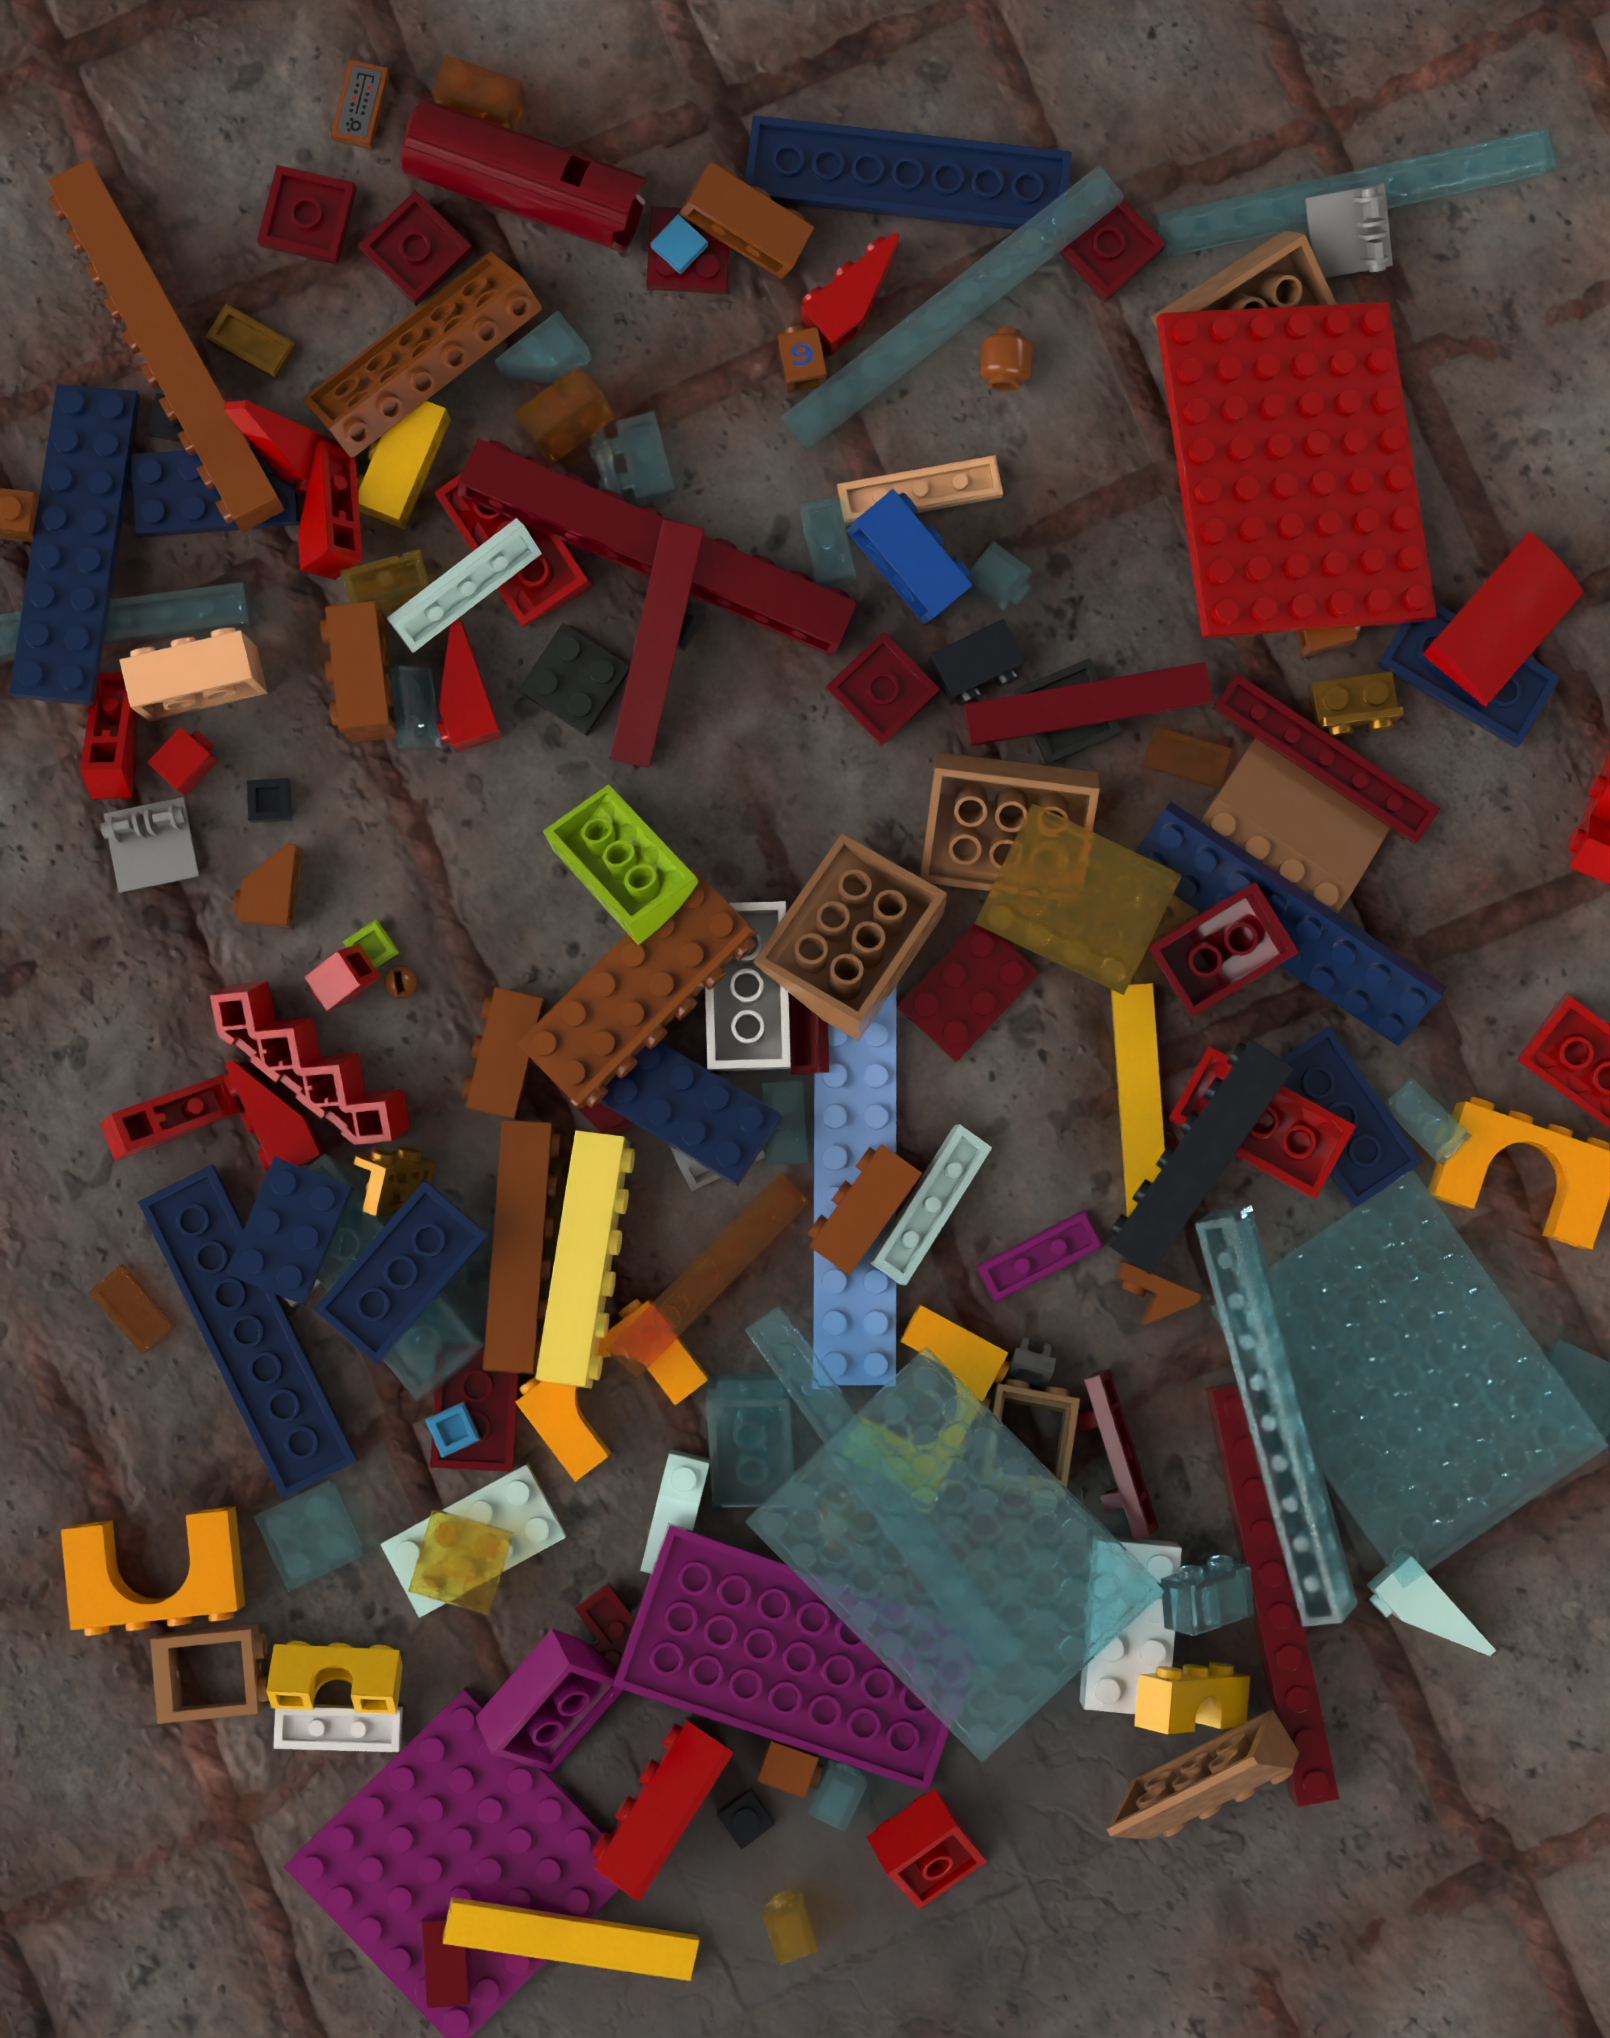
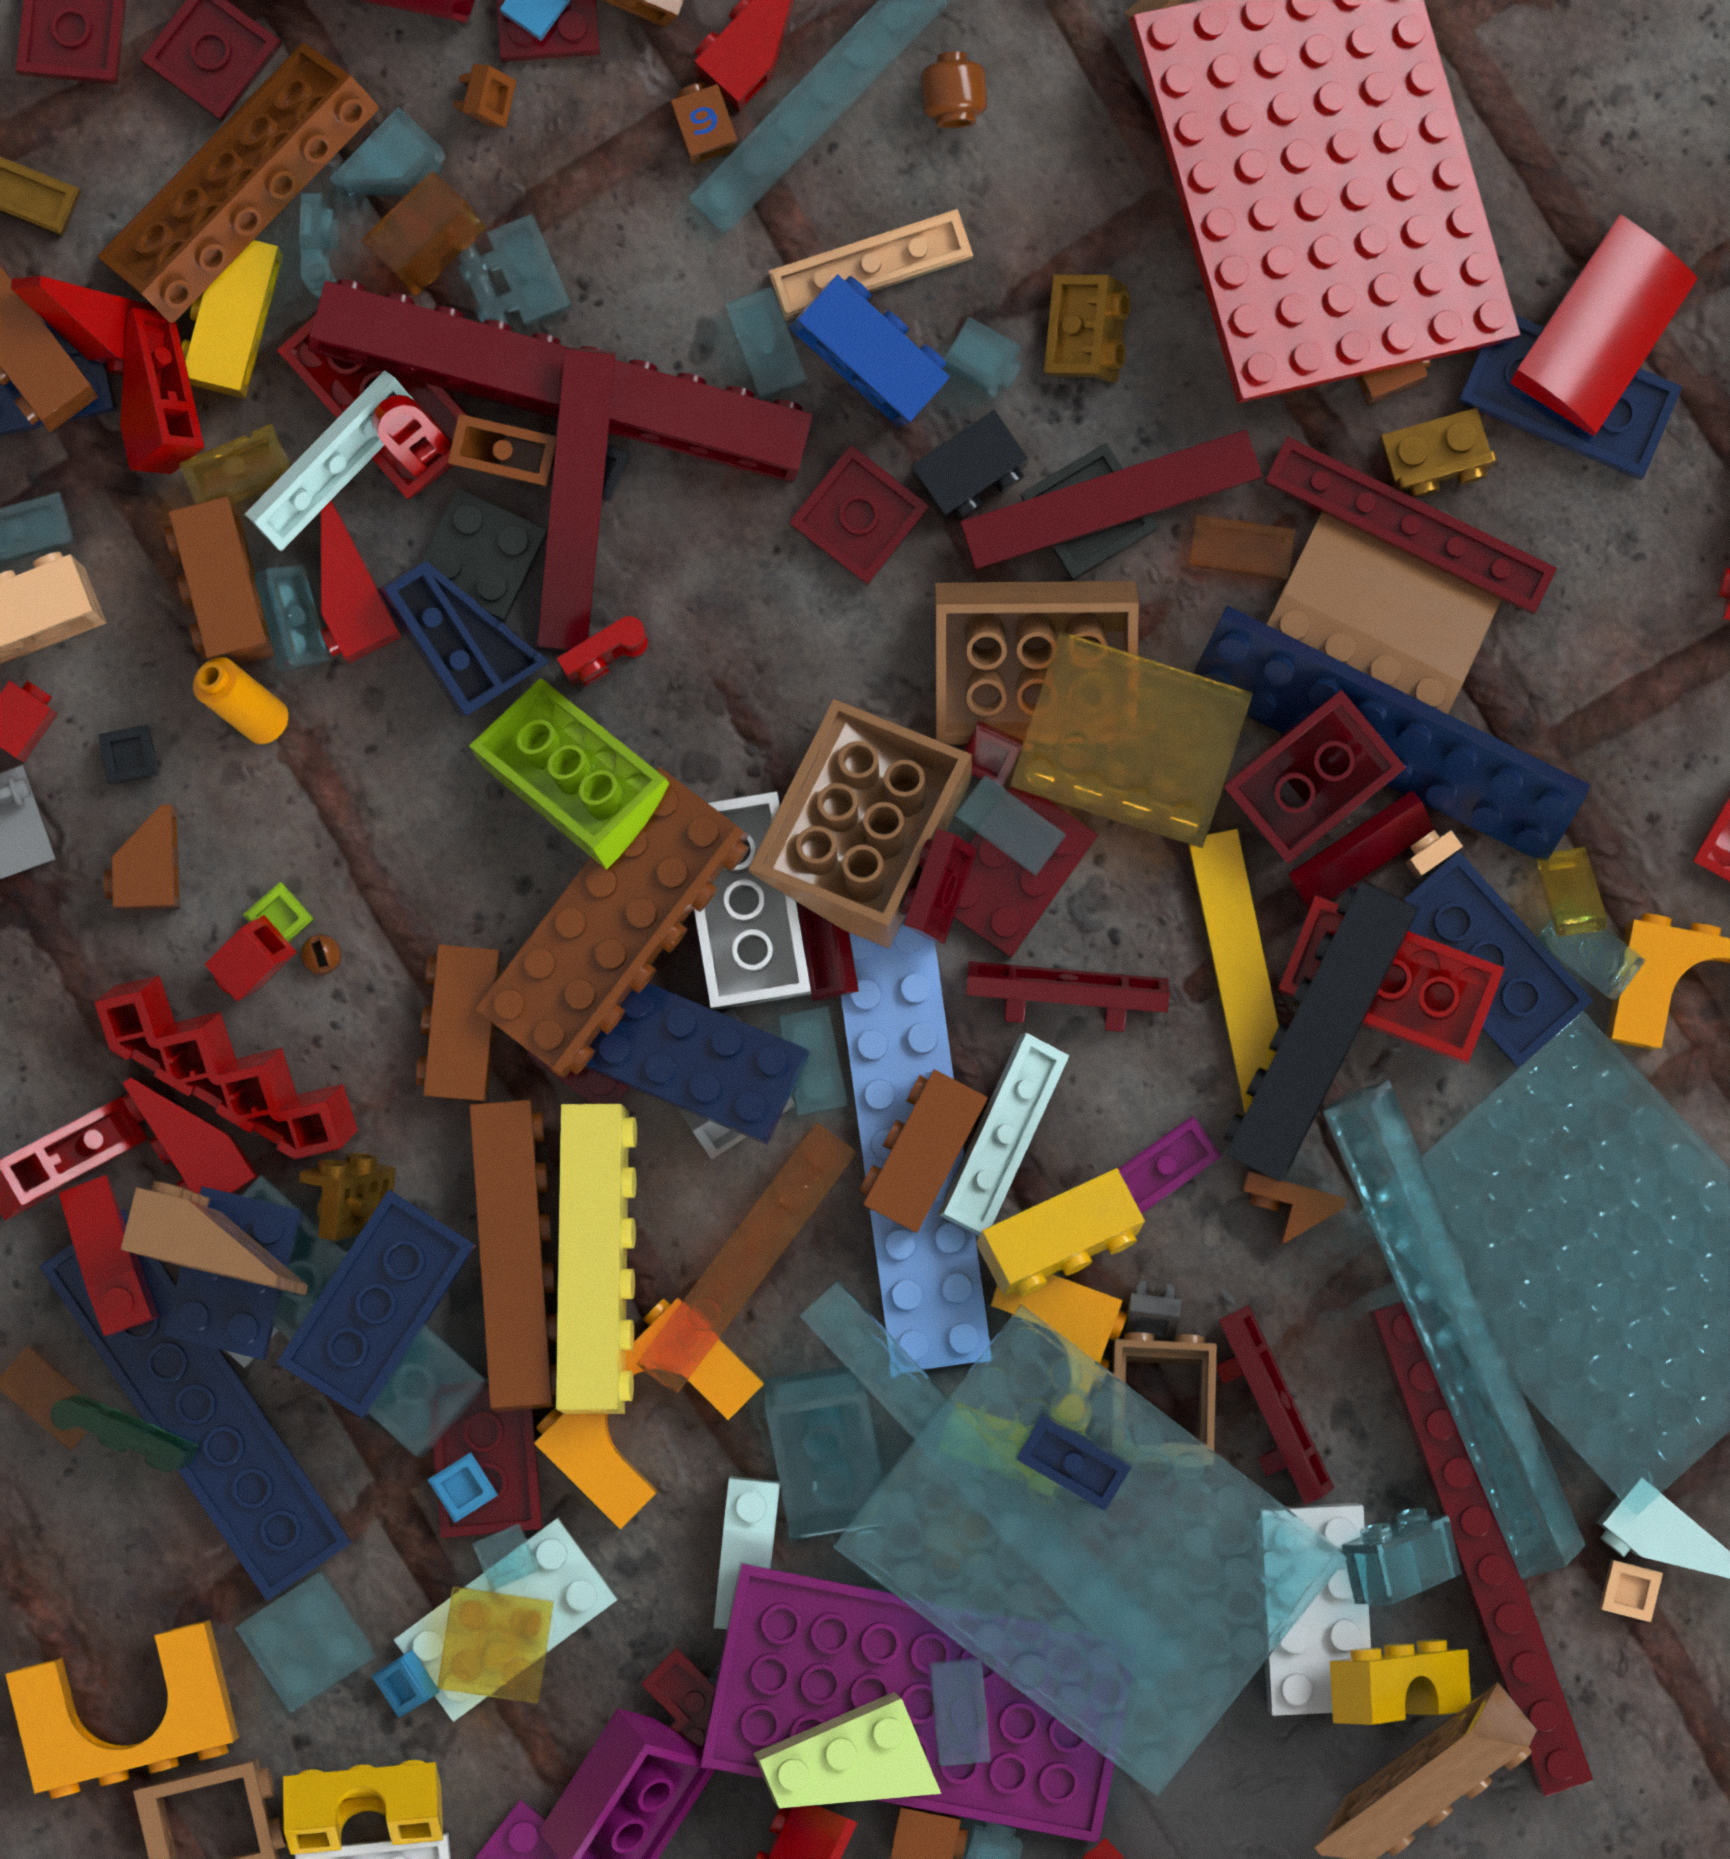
camera: 10 degrees left, 0 degrees up
(185, 1346) = (123, 1432): none -> clear green plate
(191, 1203) = (110, 1274): none -> red slope
(256, 1198) = (184, 1231): none -> medium nougat slope
(363, 768) = (240, 700): none -> light orange brick
(384, 1581) = (405, 1683): none -> dark azure tile
(478, 406) = (317, 236): none -> clear light blue plate
(479, 1491) = (506, 1556): none -> clear light blue tile
(525, 562) = (403, 423): none -> red plate
(545, 742) = (458, 639): none -> dark blue wedge
(602, 596) = (502, 450): none -> dark orange slope
(631, 312) = (487, 95): none -> dark orange tile
(649, 773) = (591, 658): none -> red plate
(734, 1699) = (850, 1759): none -> yellowish green wedge
(830, 1670) = (959, 1712): none -> clear light blue tile
(900, 1008) = (944, 874): none -> dark red plate
(952, 1482) = (1073, 1461): none -> dark blue plate
(963, 895) = (992, 752): none -> dark red tile
(966, 1292) = (1061, 1234): none -> yellow brick
(970, 955) = (1010, 825): none -> clear light blue tile
(996, 1091) = (1066, 986): none -> dark red hinge
(1086, 563) = (1087, 327): none -> pearl gold bracket
(1251, 1014) = (1362, 850): none -> dark red tile
(1307, 1023) = (1431, 851): none -> light nougat plate
(1388, 1645) = (1630, 1590): none -> light nougat plate
(1417, 1072) = (1571, 892): none -> clear yellow tile

